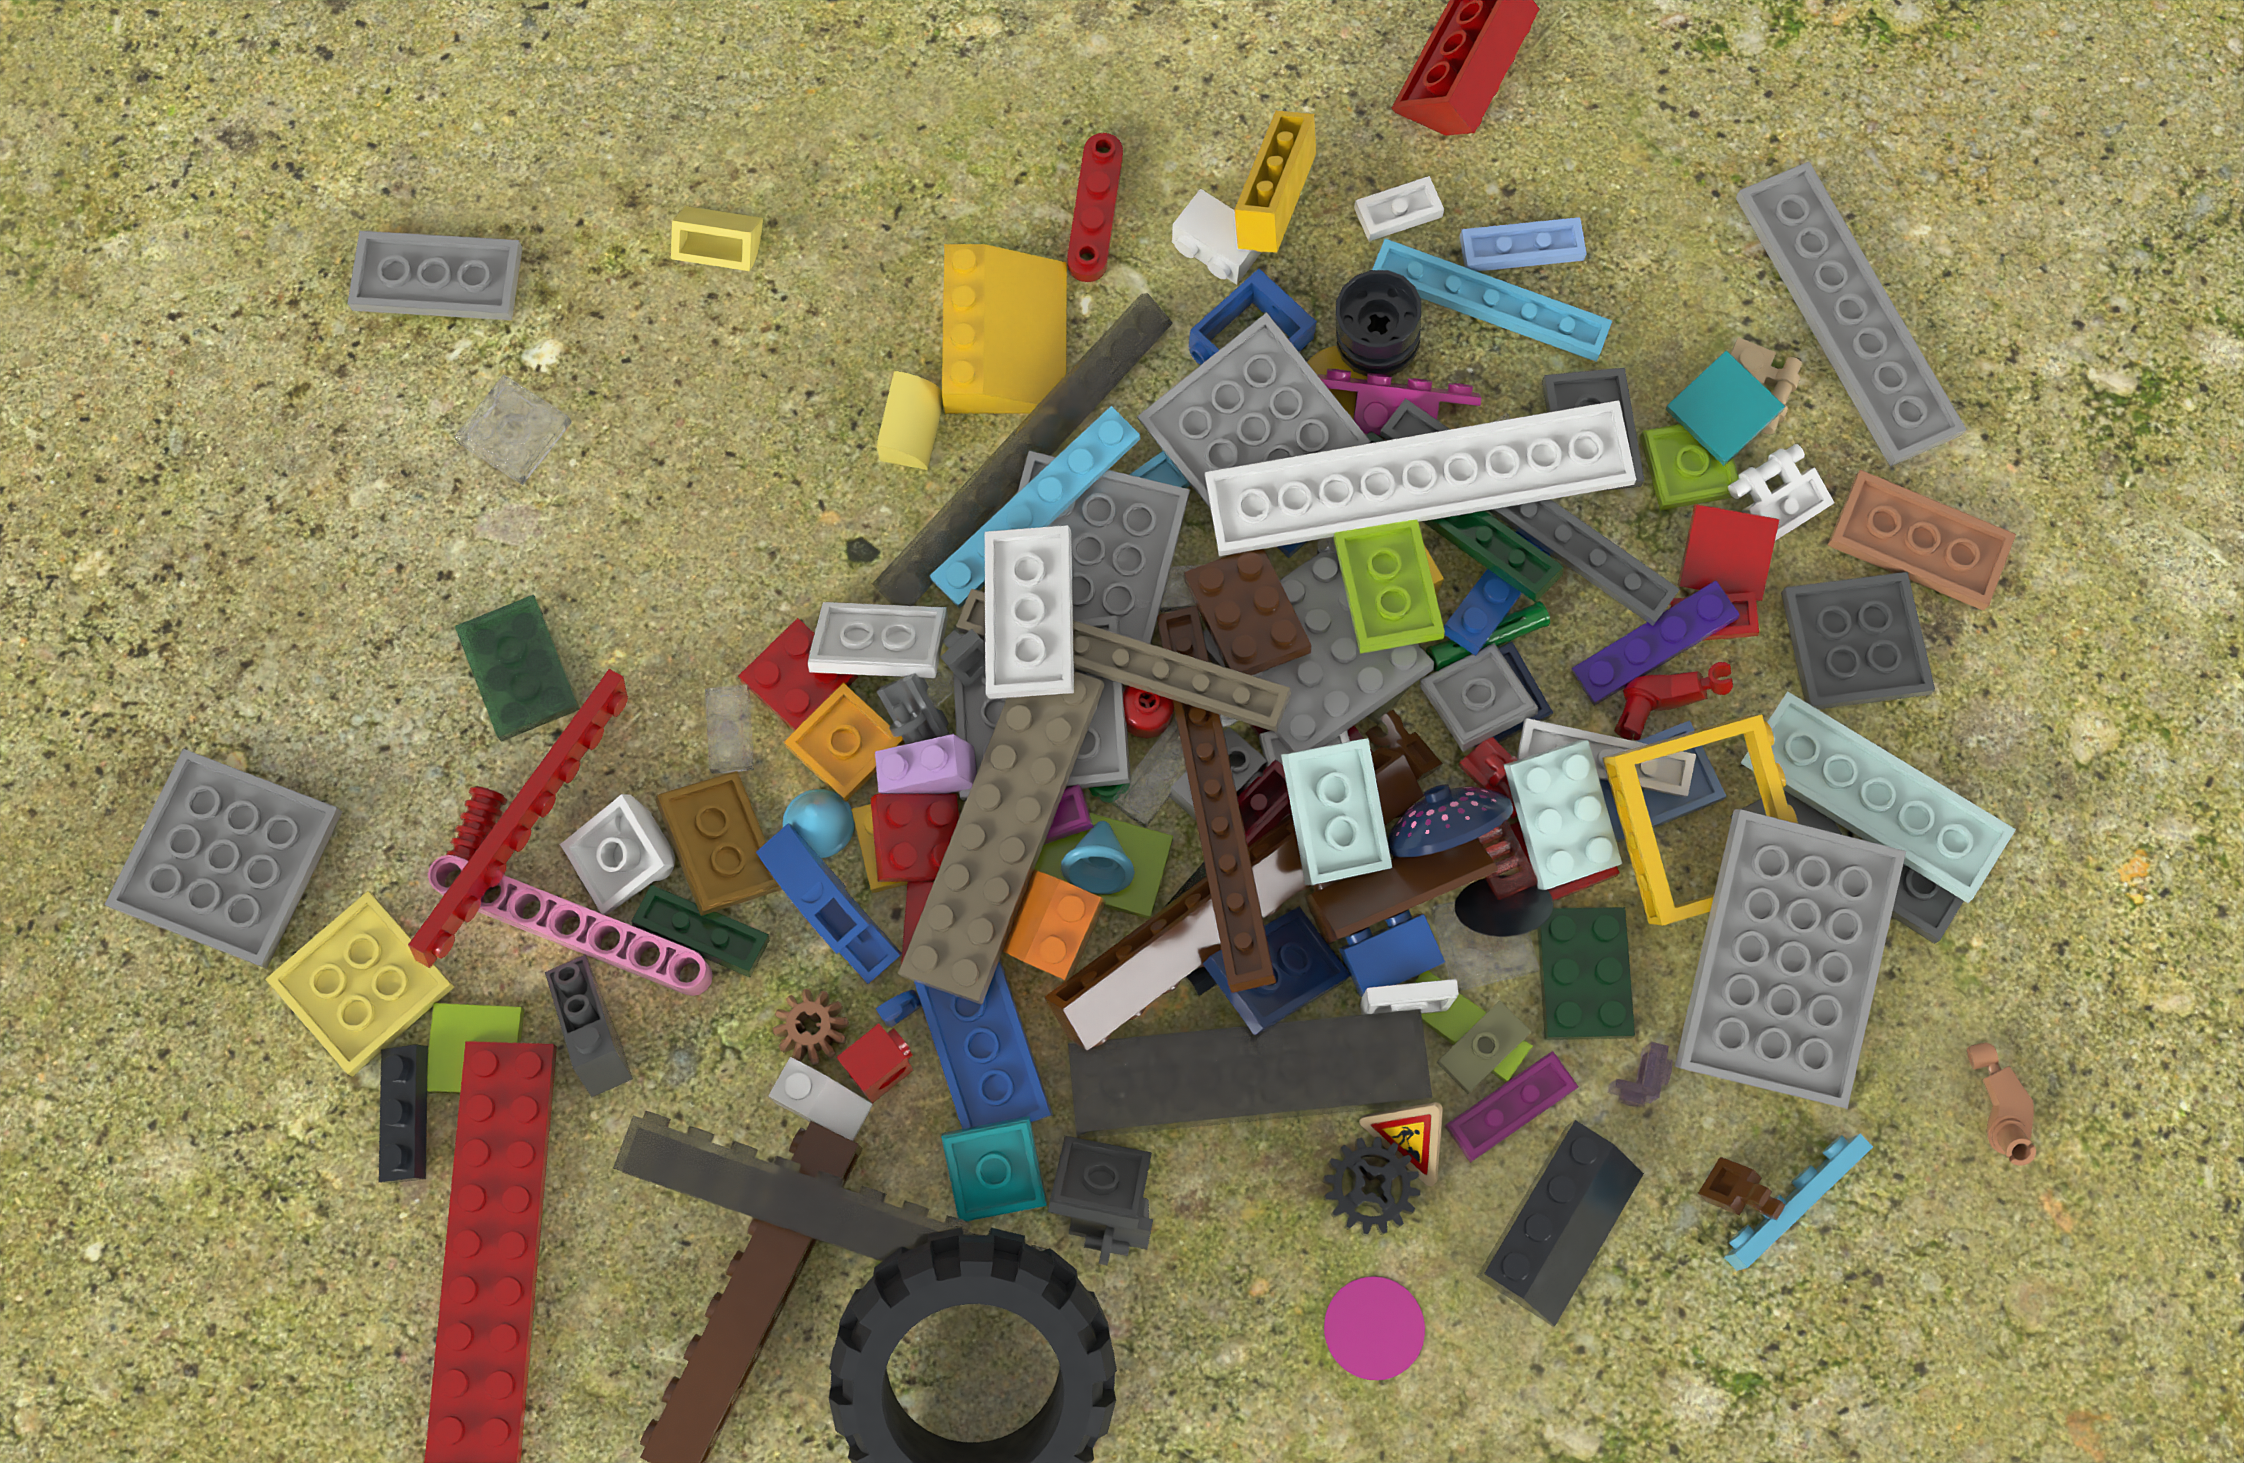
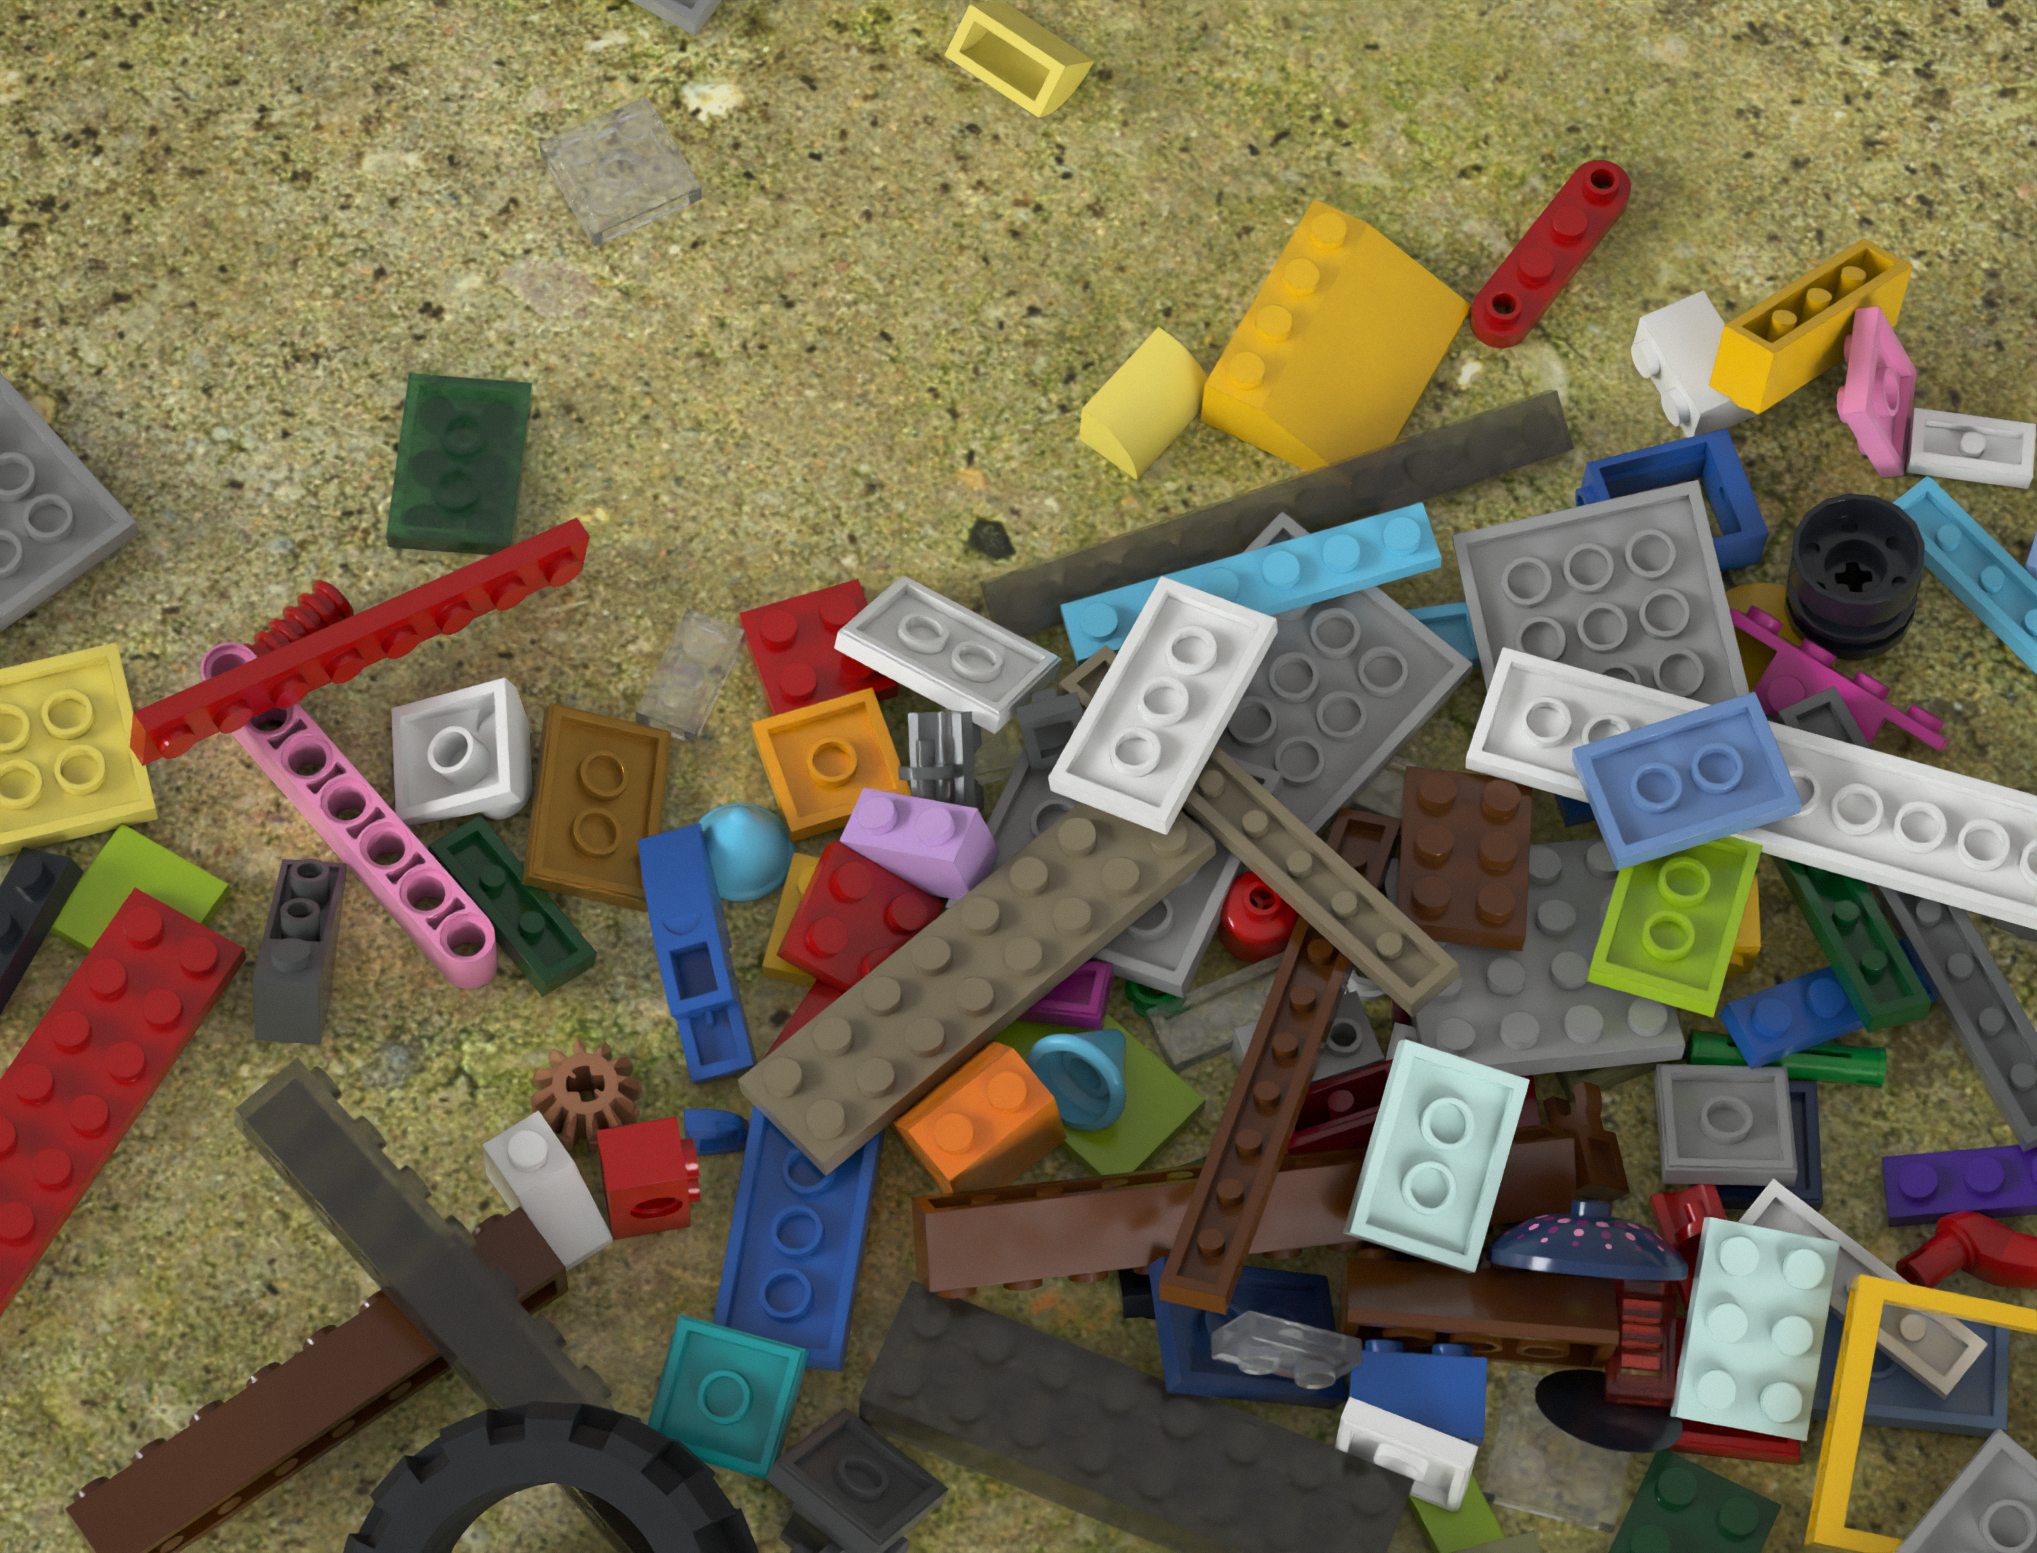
camera: 25 degrees right, 10 degrees down
(1299, 976) = (1286, 1348): none -> clear plate
(1333, 202) = (1877, 391): none -> bright pink plate
(1357, 504) = (1686, 781): none -> medium blue plate

